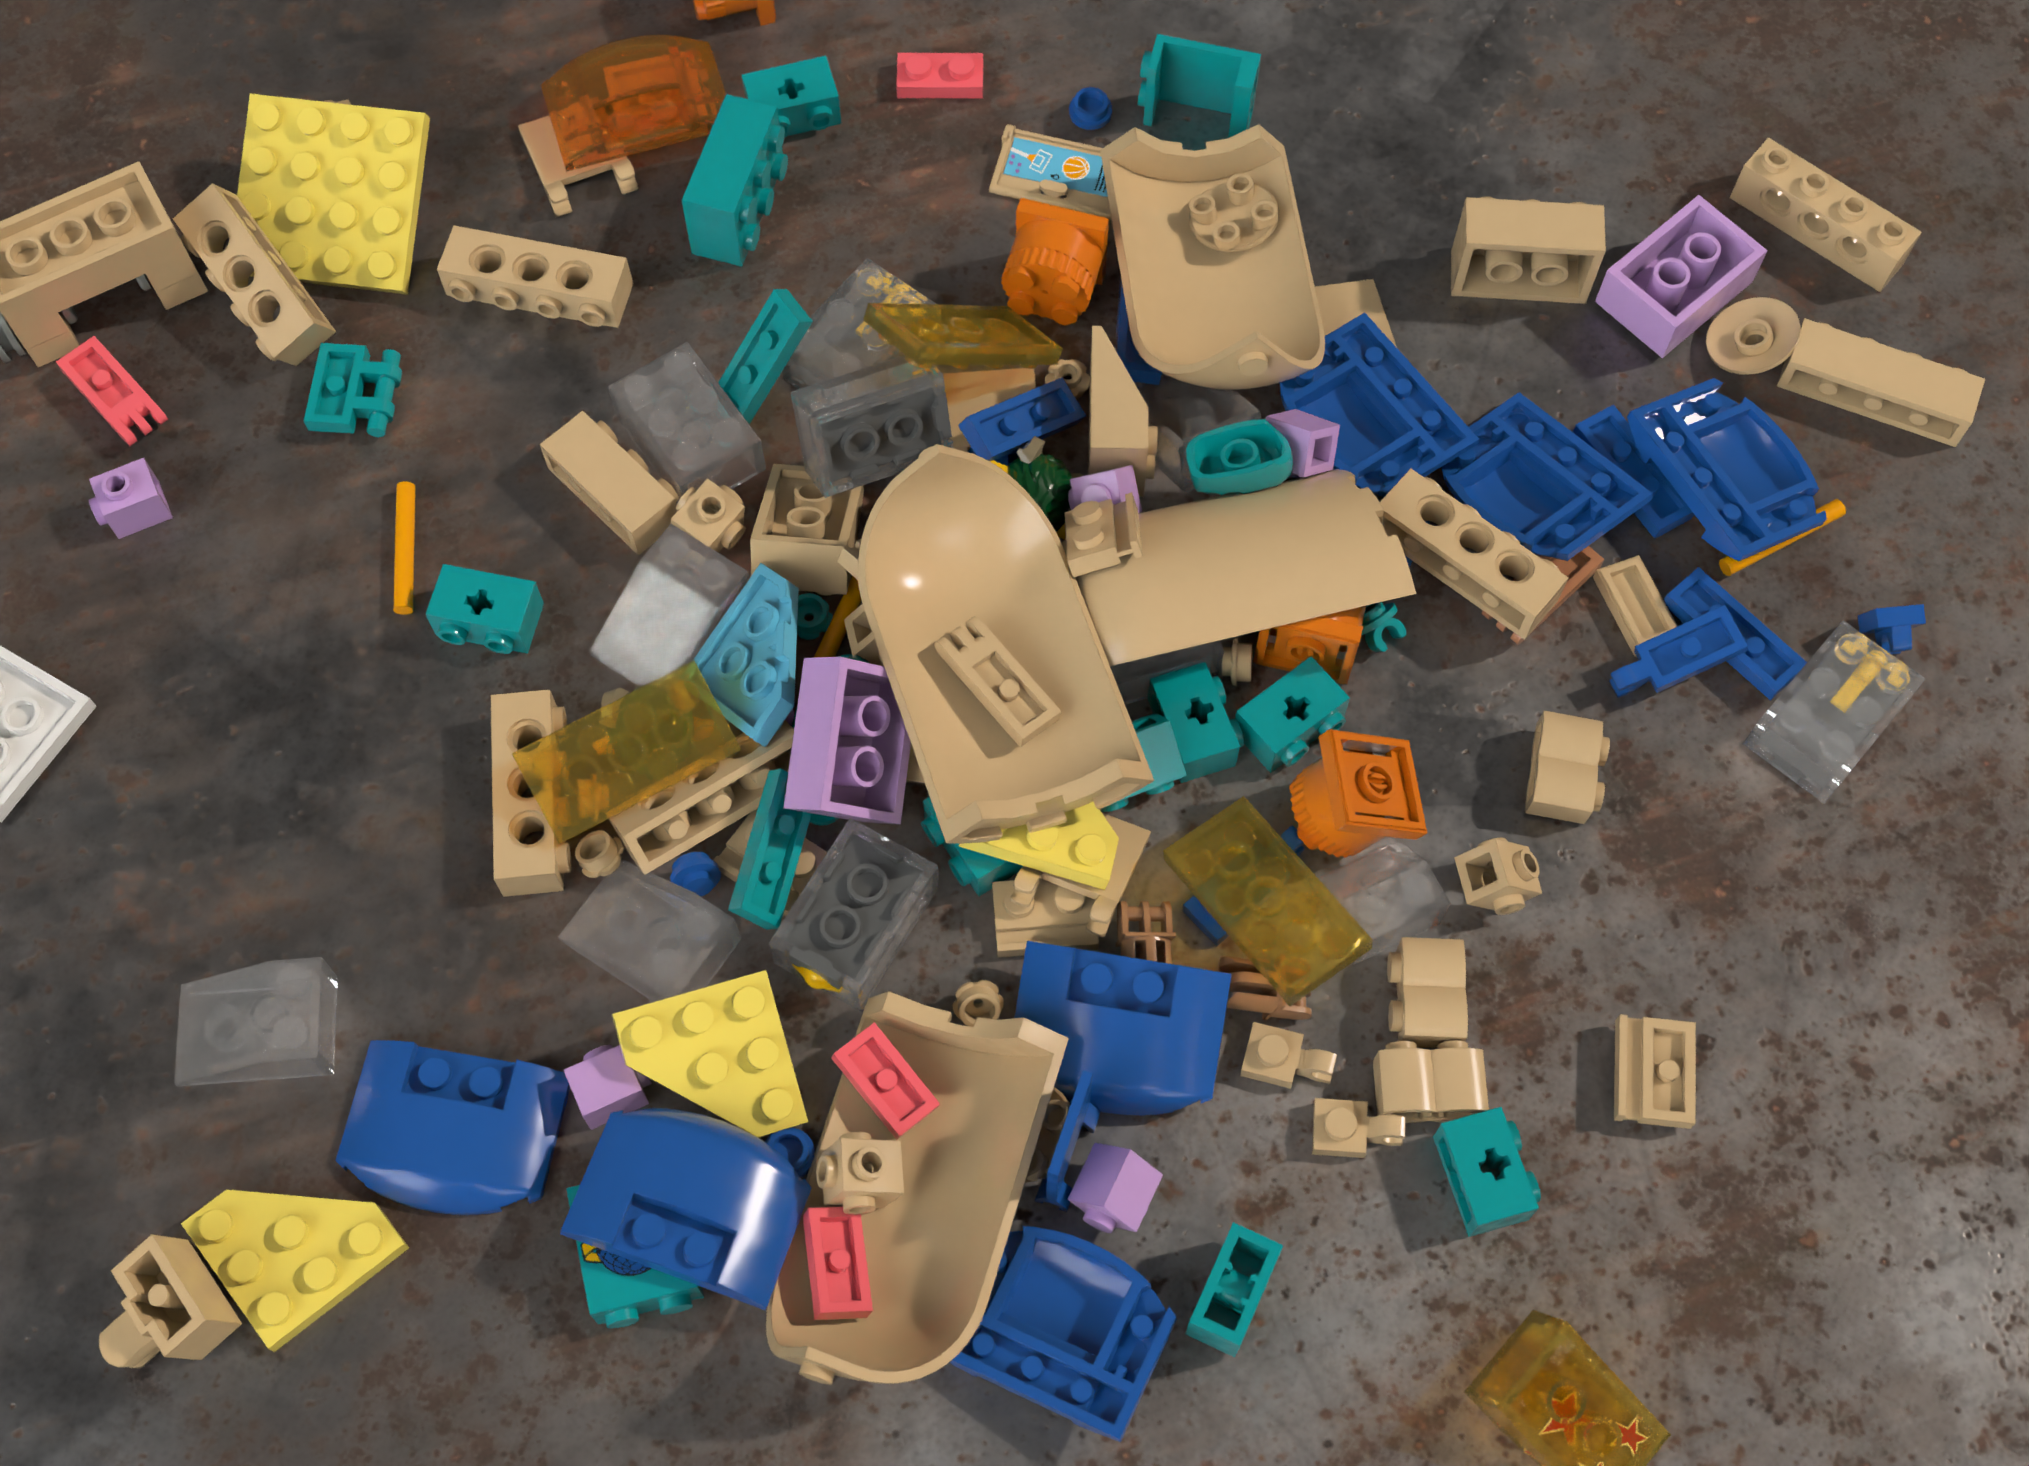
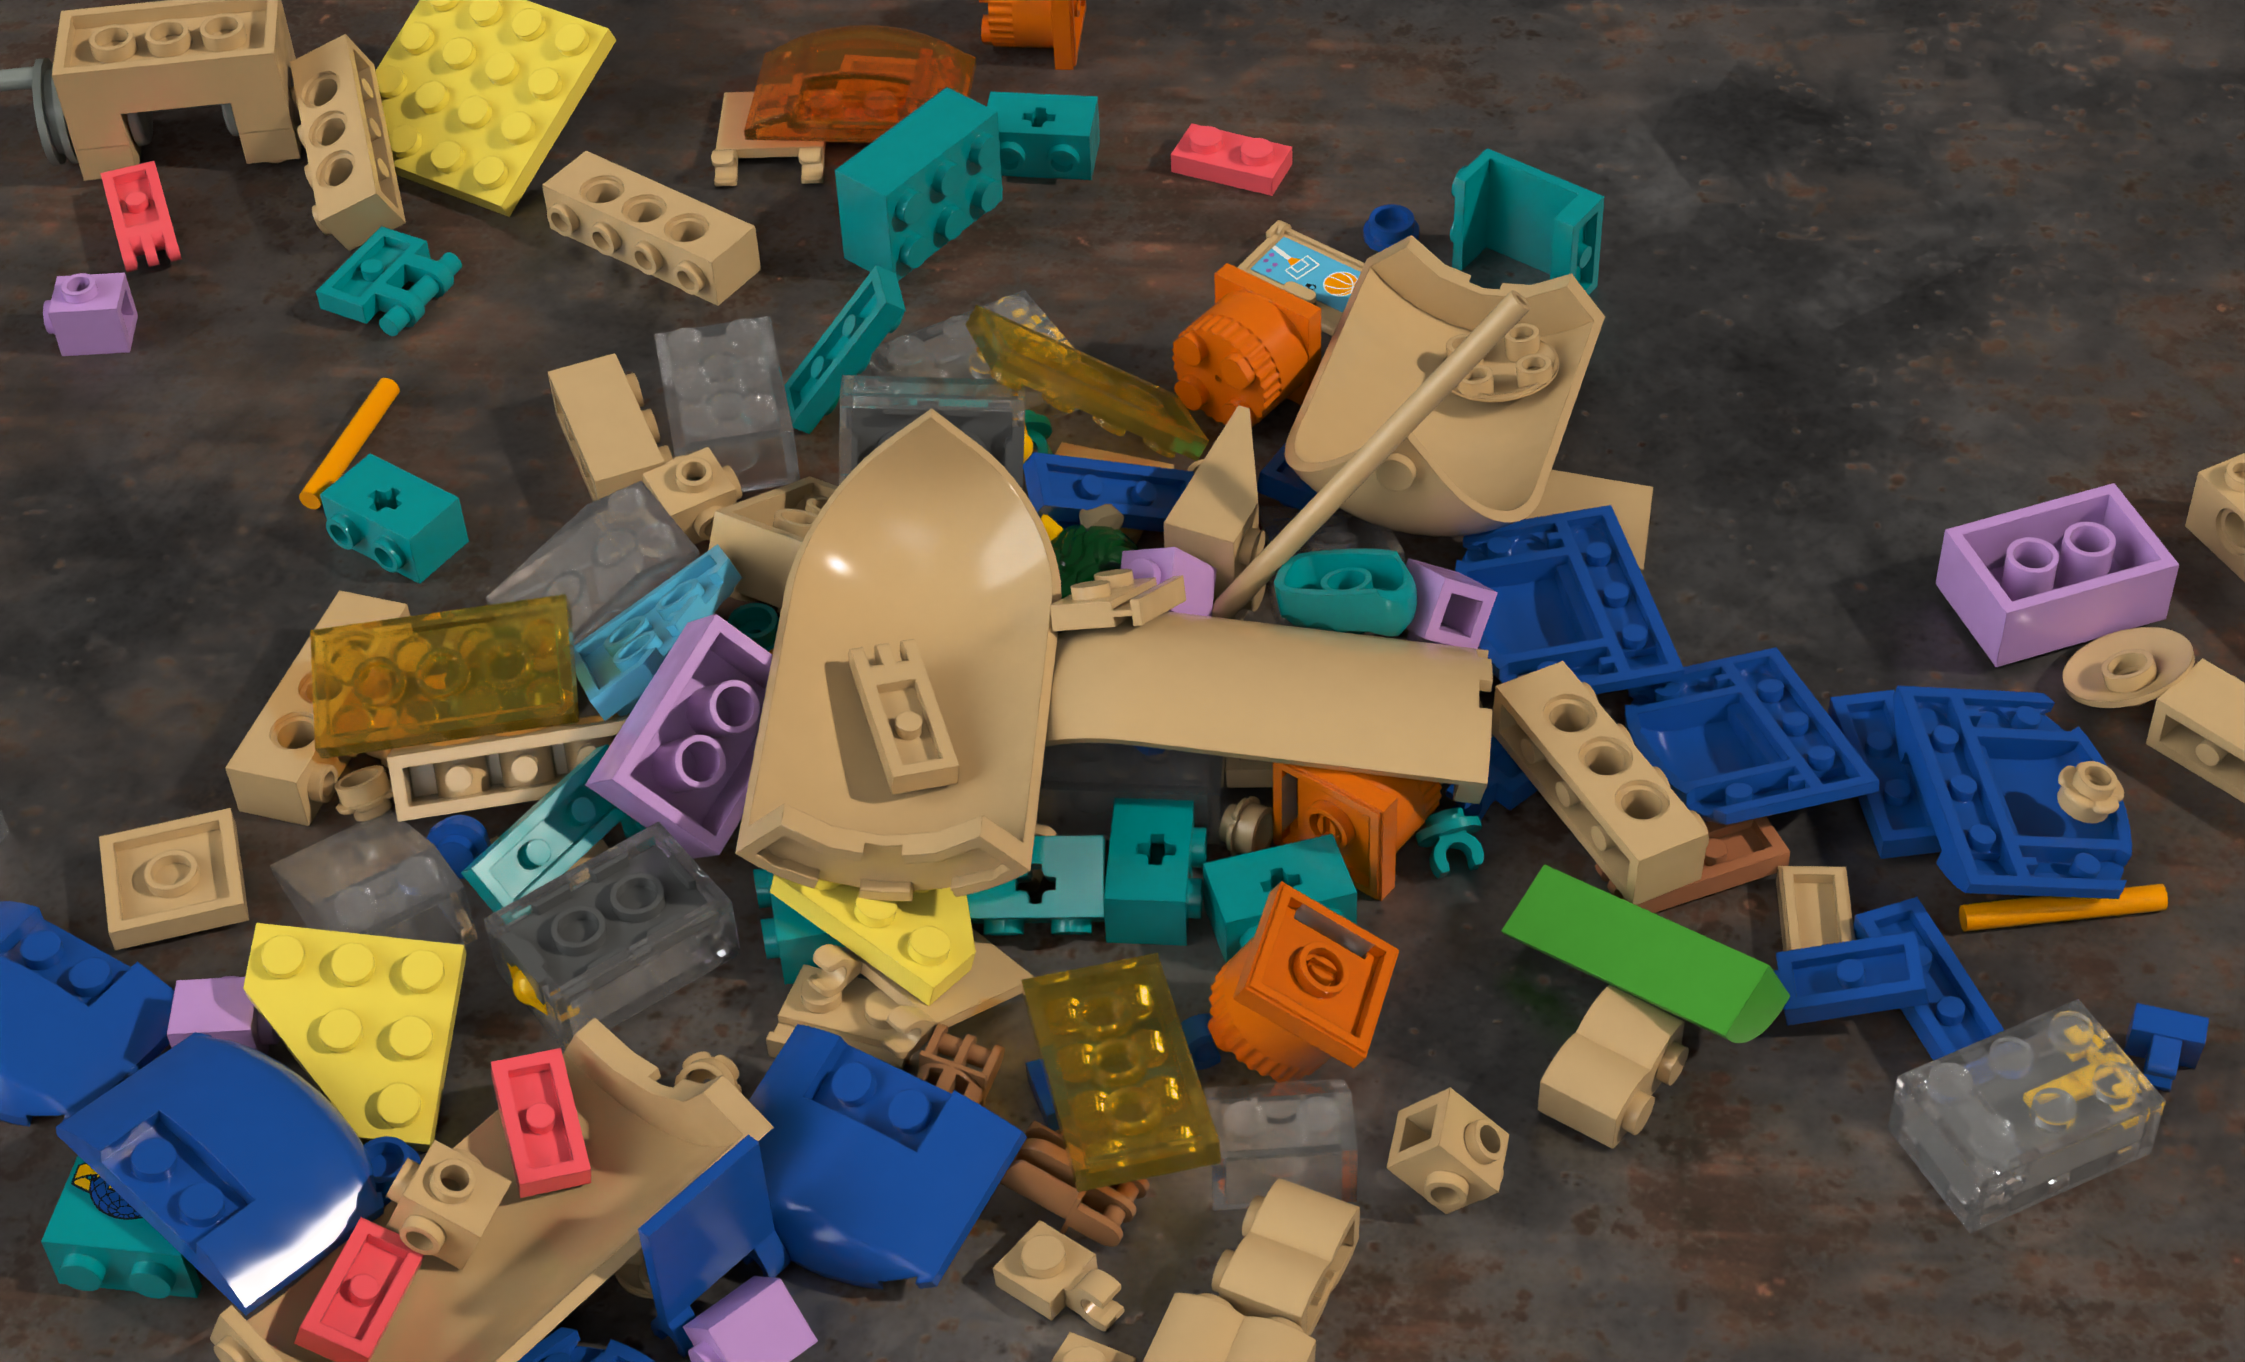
camera: 25 degrees right, 20 degrees down
(496, 977) = (173, 879): none -> tan plate
(1242, 362) = (1372, 454): none -> tan piece
(1527, 250) = (1855, 490): tan brick -> none
(1555, 681) = (1648, 956): none -> bright green brick
(1780, 452) = (2089, 791): none -> tan plate

